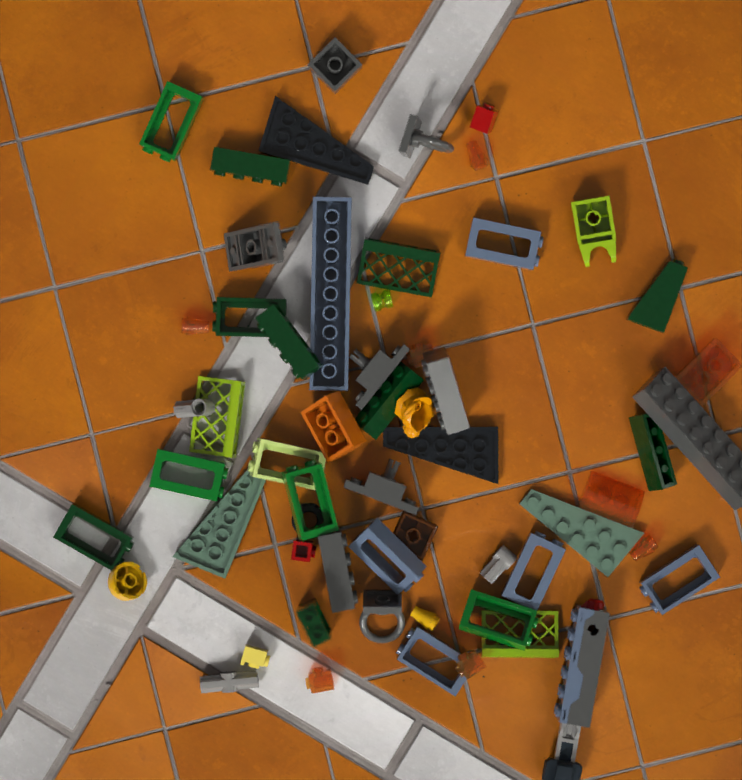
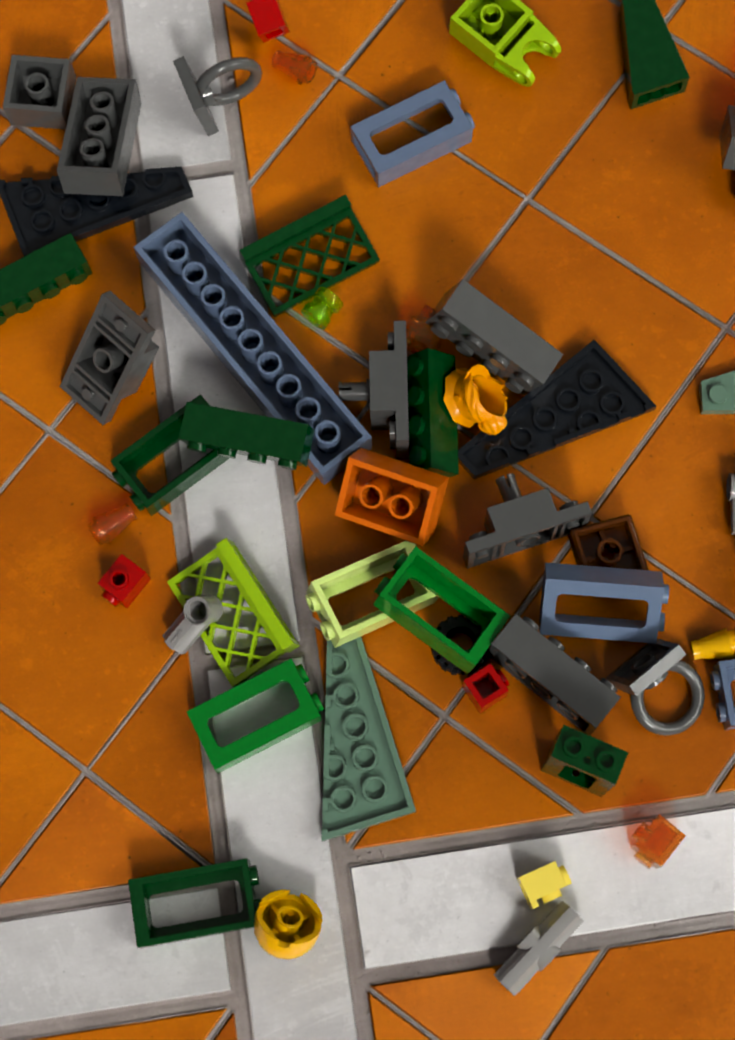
camera: 35 degrees left, 15 degrees down
(177, 360) = (123, 582): none -> red brick
(344, 119) = (99, 136): none -> dark grey brick

